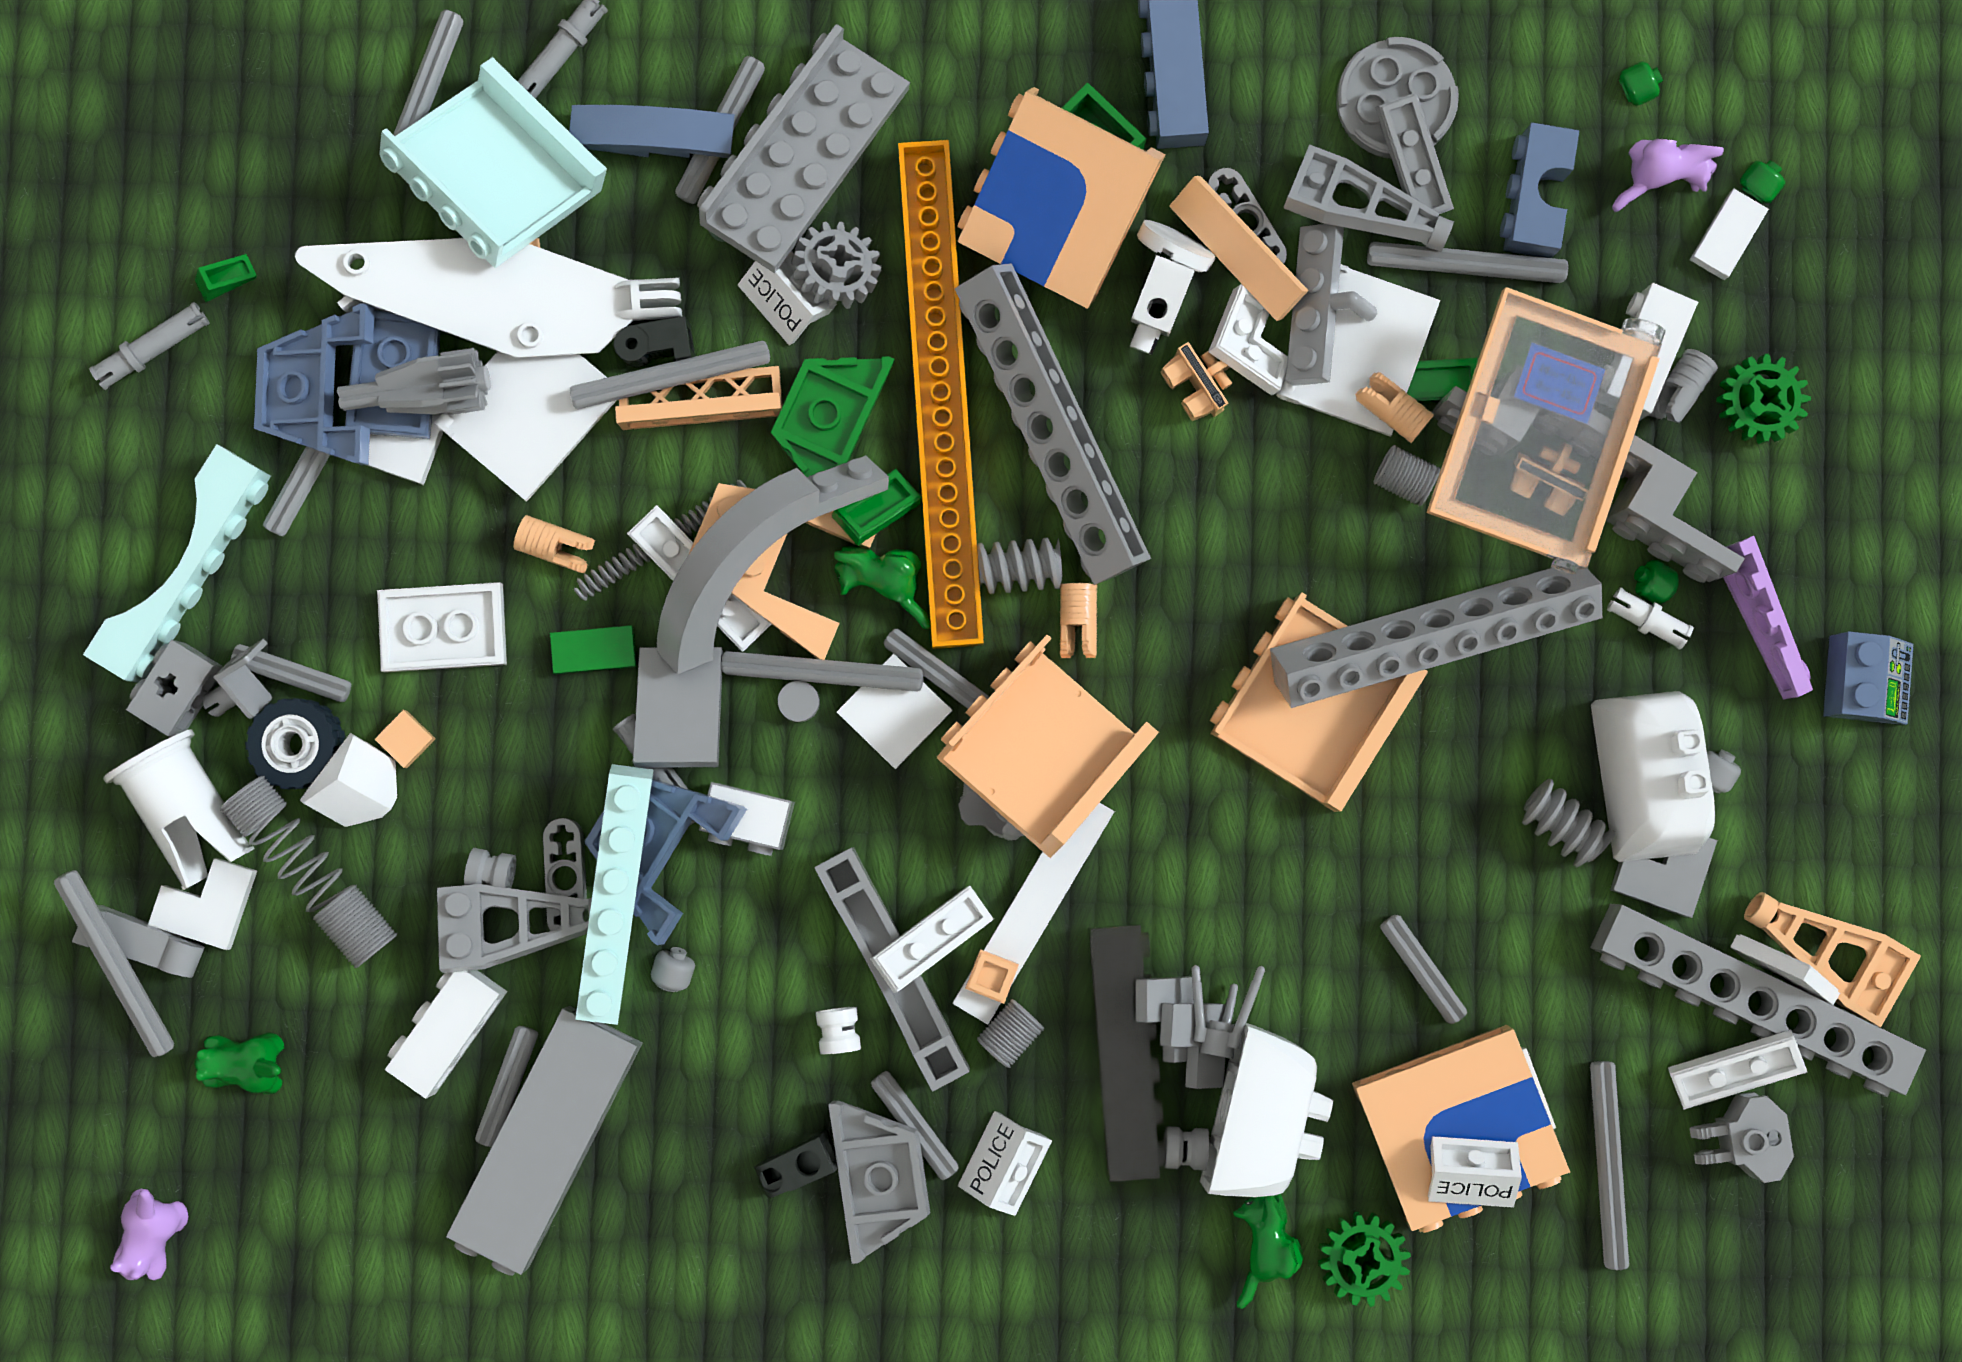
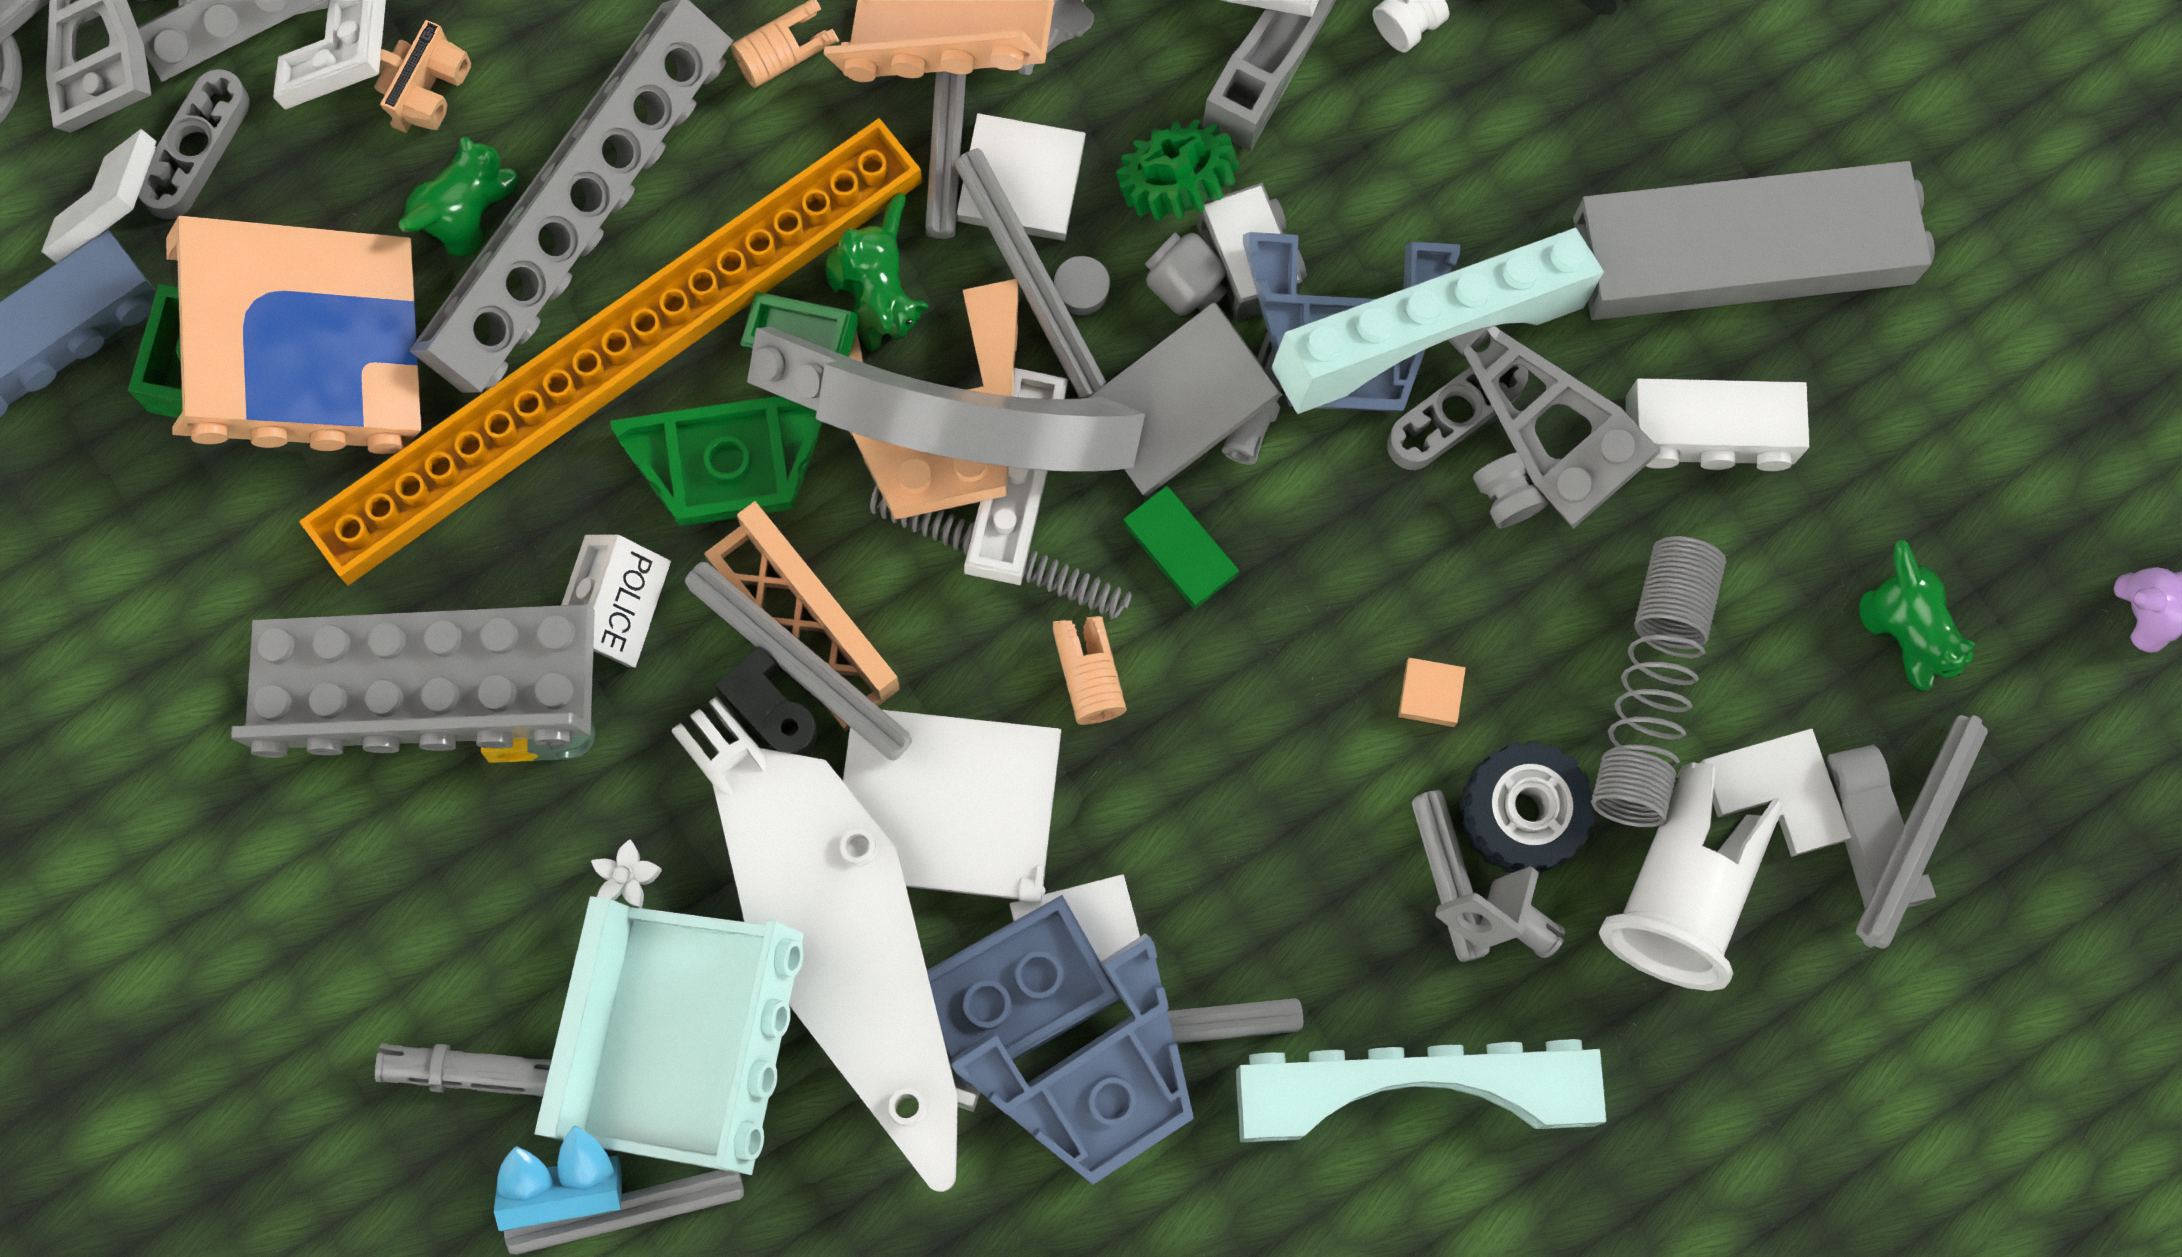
camera: 125 degrees left, 10 degrees down
(192, 676) = (1595, 978): light grey brick -> none
(354, 784) = (1524, 705): white slope -> none
(425, 386) = (1005, 921): light grey piece -> none
(441, 627) = (1274, 738): white tile -> none
(456, 54) = (579, 1186): none -> medium azure tile
(506, 1084) = (1726, 323): light grey axle -> none
(612, 199) = (625, 875): none -> white plant
(652, 130) = (505, 881): sand blue slope -> none
(672, 970) = (1476, 233): light grey piece -> none
(732, 103) = (452, 809): light grey axle -> none
(758, 766) = (1186, 274): none -> light grey head
(820, 823) = (1177, 170): none -> green gear
(837, 264) = (538, 554): light grey gear -> none
(1020, 565) = (760, 134): light grey piece -> none
(1099, 349) = (457, 198): none -> green animal
(1164, 285) = (350, 165): white torso -> none
(1175, 244) = (270, 185): white tile -> none
(1229, 147) = (108, 201): none -> white tile
(1238, 248) = (232, 118): light nougat tile -> none

